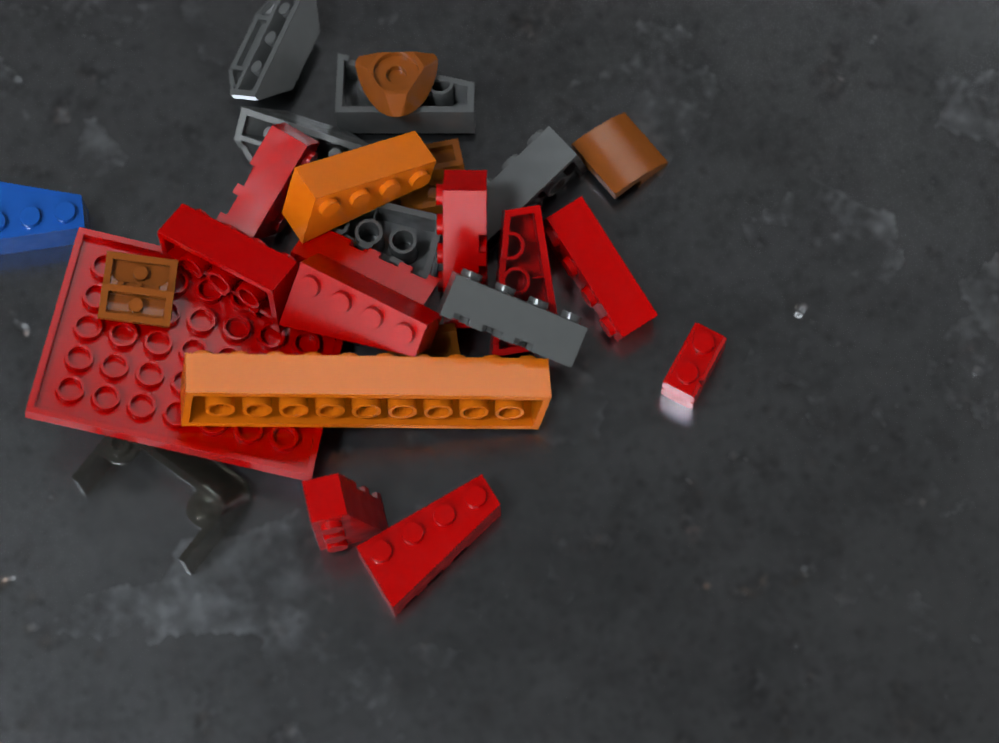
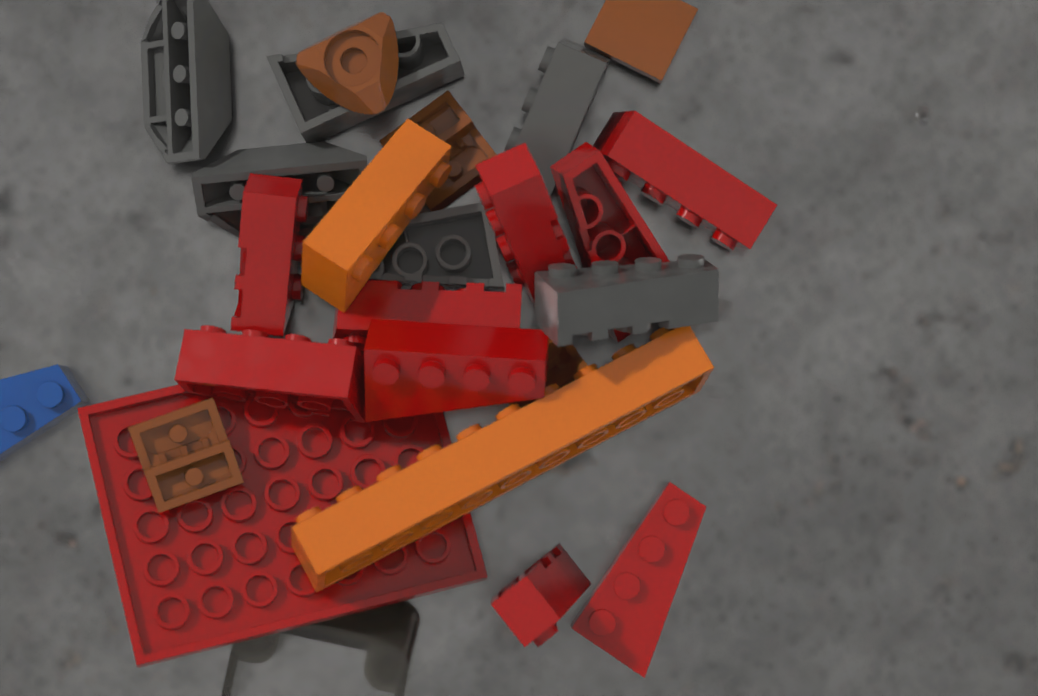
camera: 30 degrees left, 15 degrees up
(693, 365) = (840, 242): red brick -> none

